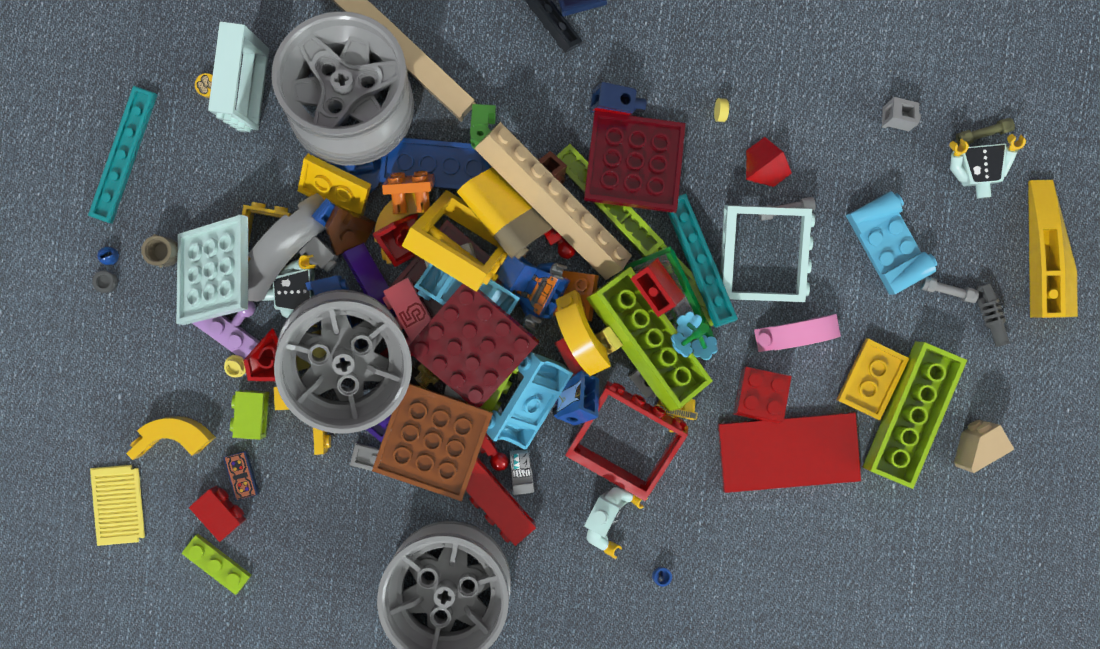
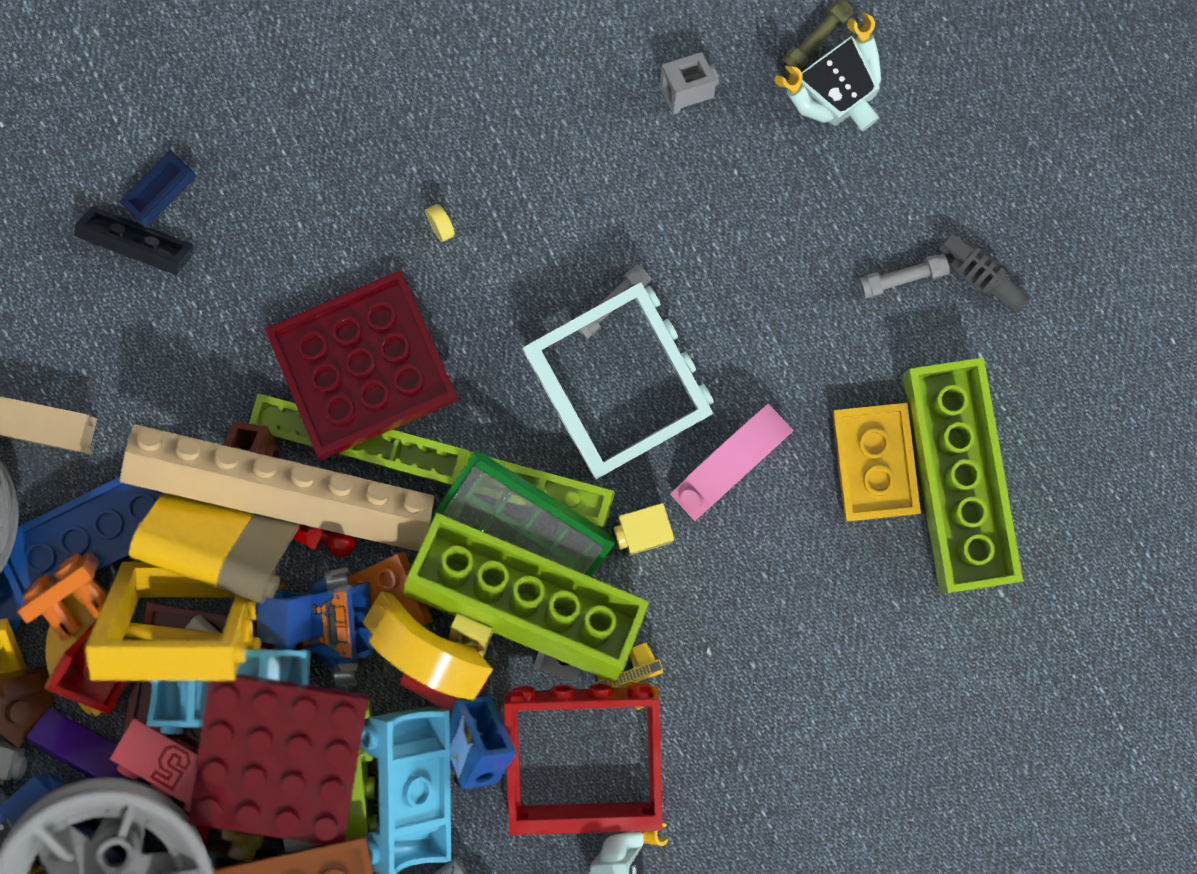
camera: 30 degrees left, 5 degrees down
(481, 118) = (112, 435): bright green leg -> none
(608, 99) = (270, 298): dark blue torso -> none
(657, 287) = (489, 518): red brick -> none
(691, 329) = (572, 545): medium azure plant -> none
(702, 264) = (537, 447): teal tile -> none
(732, 341) = (644, 530): none -> light yellow brick
(762, 395) = (735, 579): red brick -> none
(766, 163) = (546, 258): red slope -> none
(789, 453) = (825, 635): red tile -> none
(890, 243) = (783, 261): medium azure piece -> none
(981, 446) = (1081, 462): tan slope -> none
(1050, 255) = (1012, 148): yellow wedge -> none

